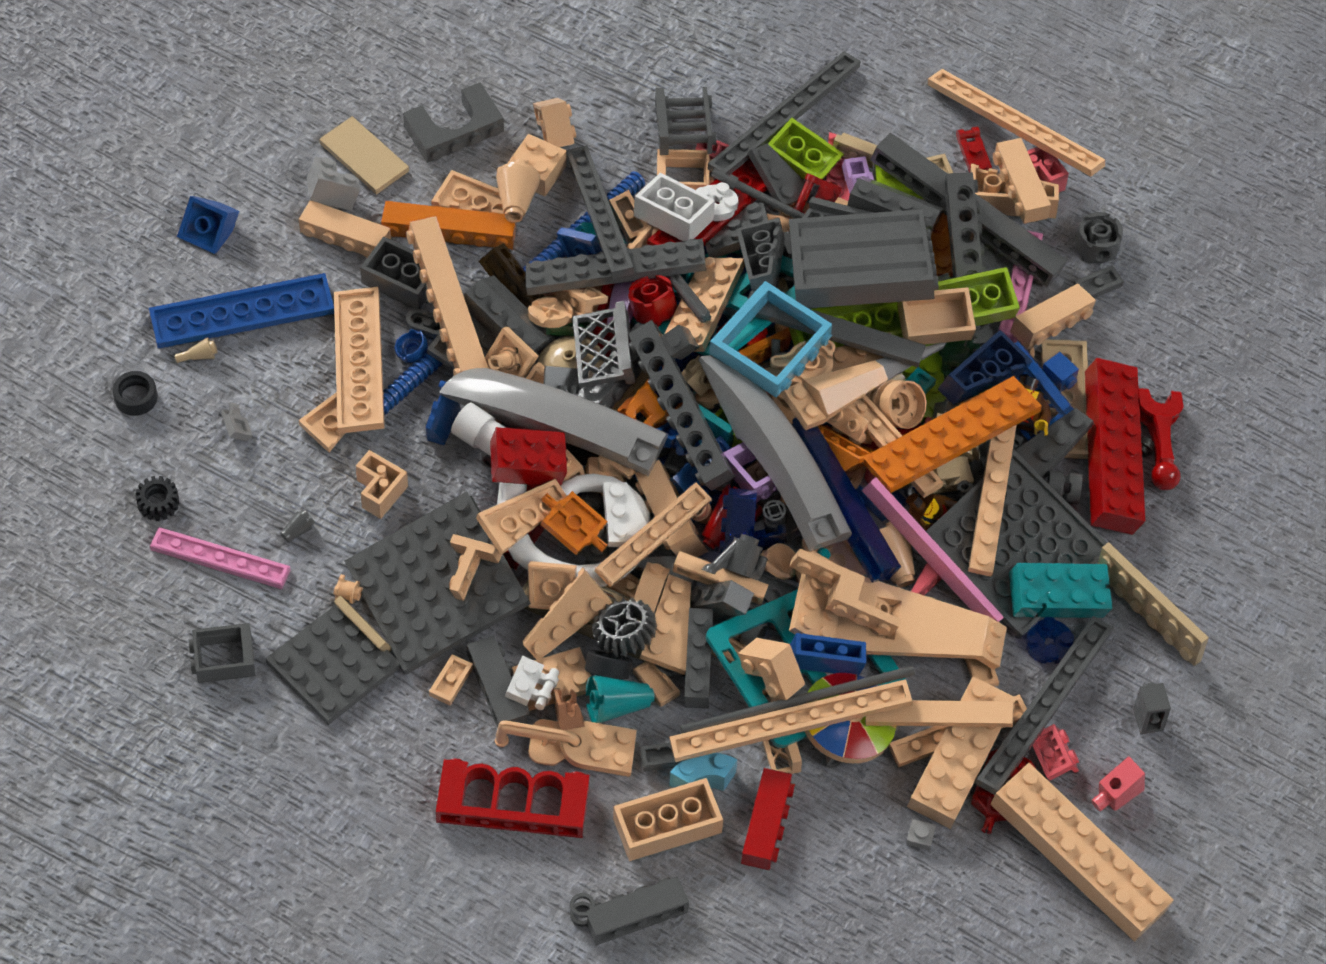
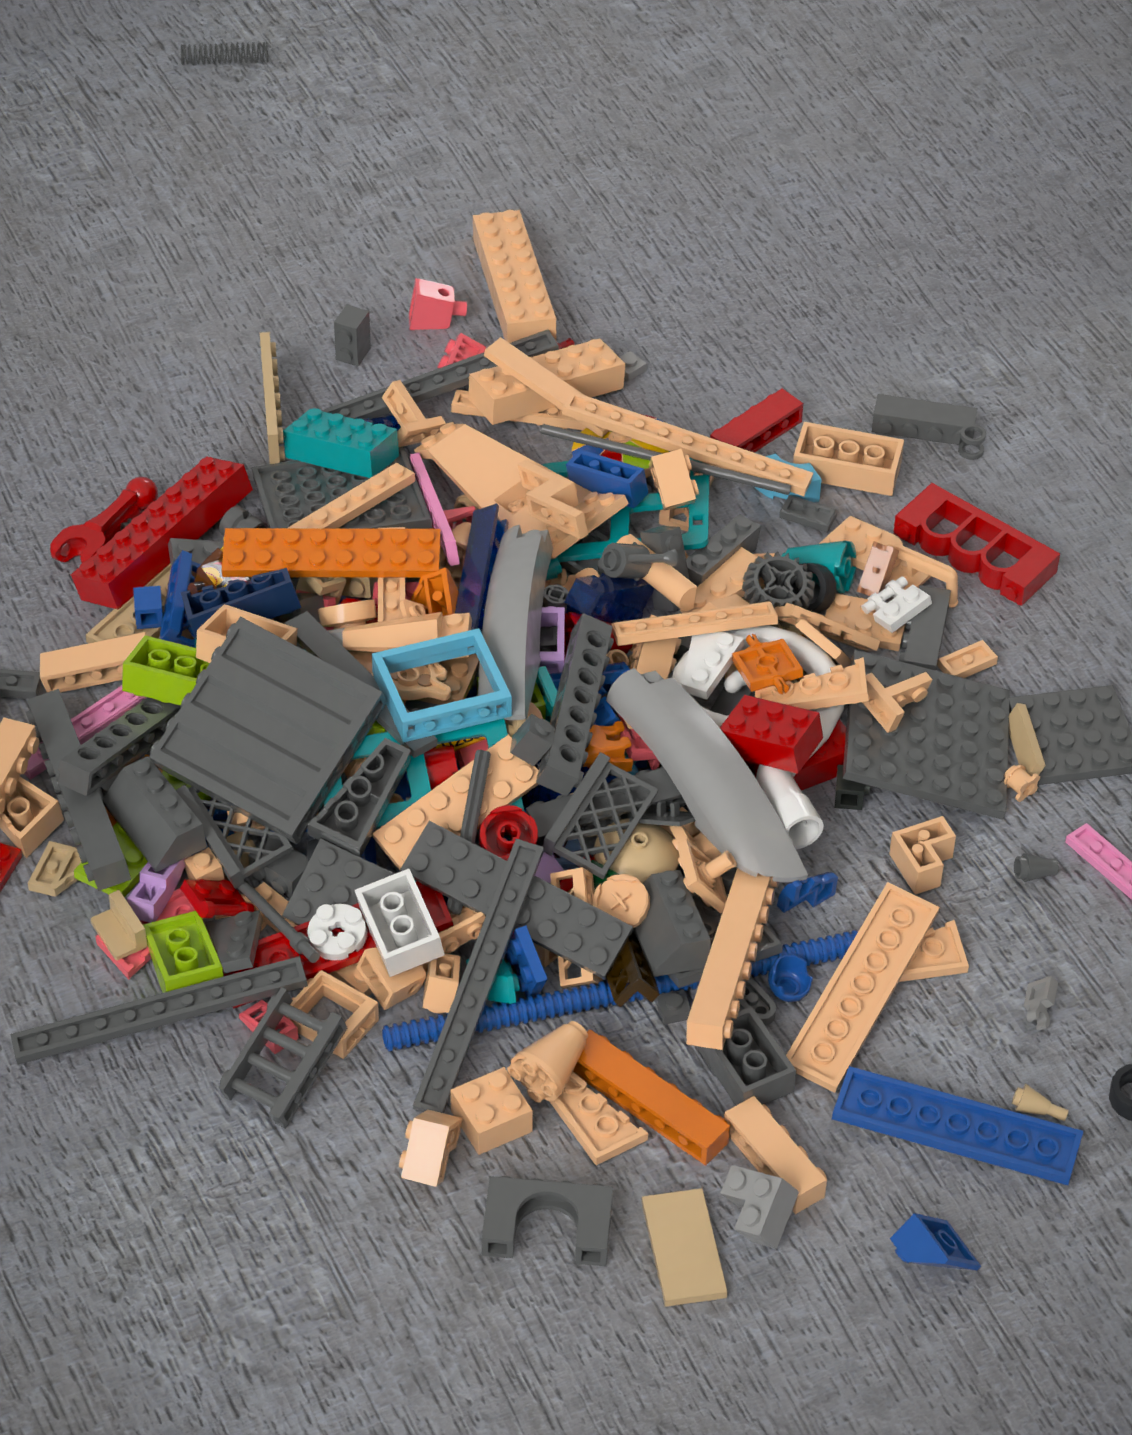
camera: 145 degrees left, 10 degrees down
(1022, 648) = (410, 418): none -> light nougat bracket

